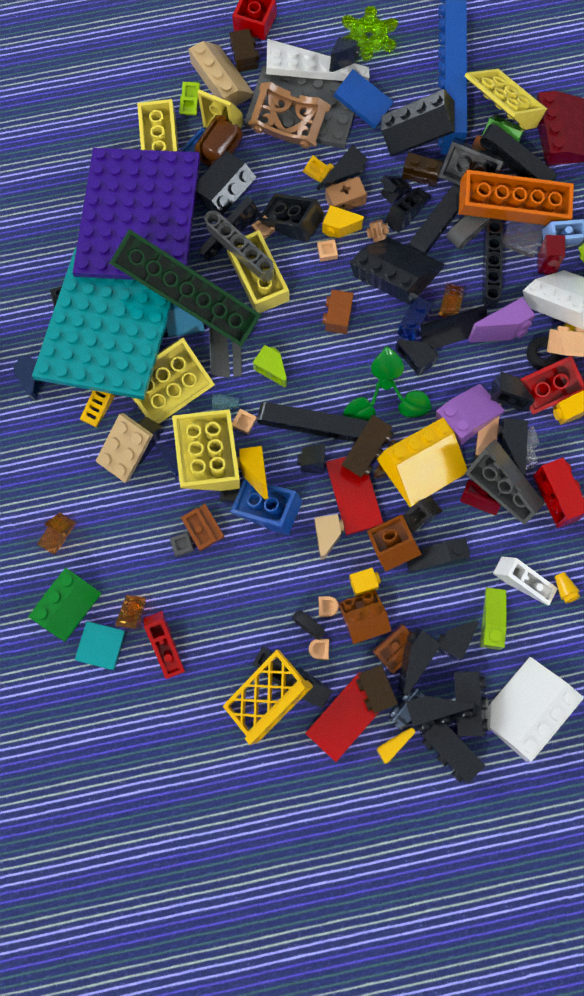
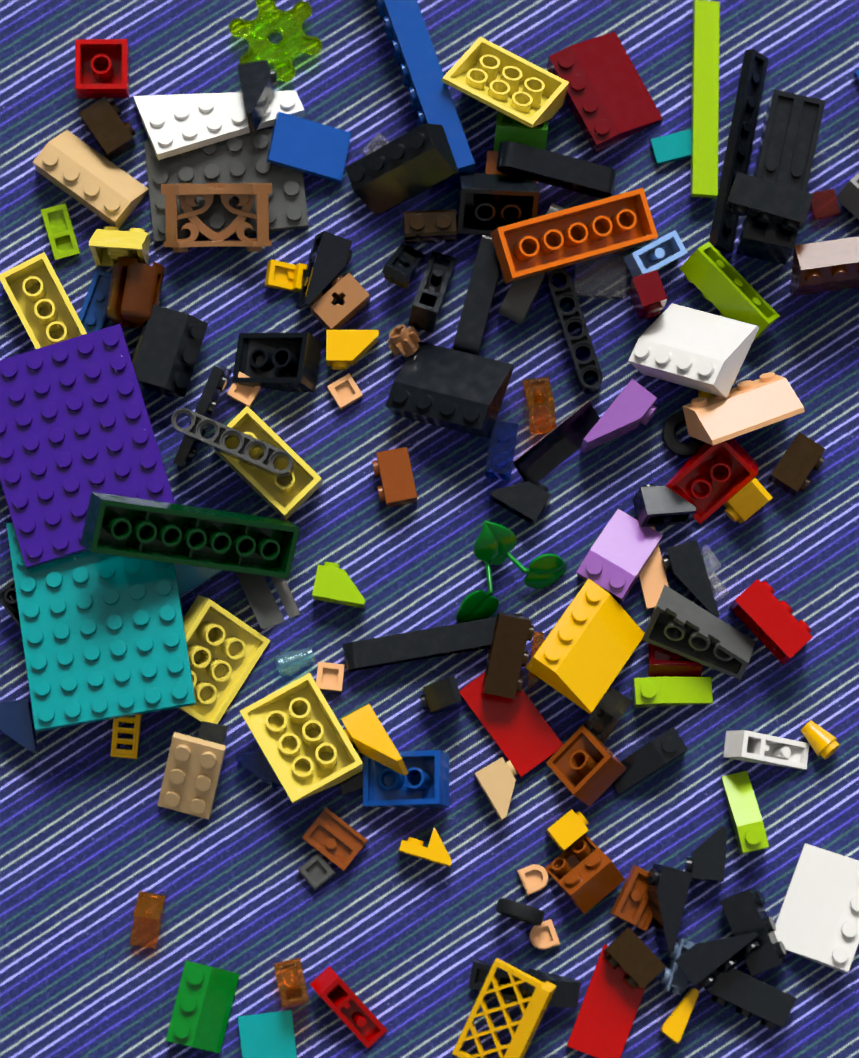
camera: 30 degrees left, 5 degrees up
(265, 561) = (435, 852): none -> yellow slope
(472, 515) = (671, 691): none -> lime slope

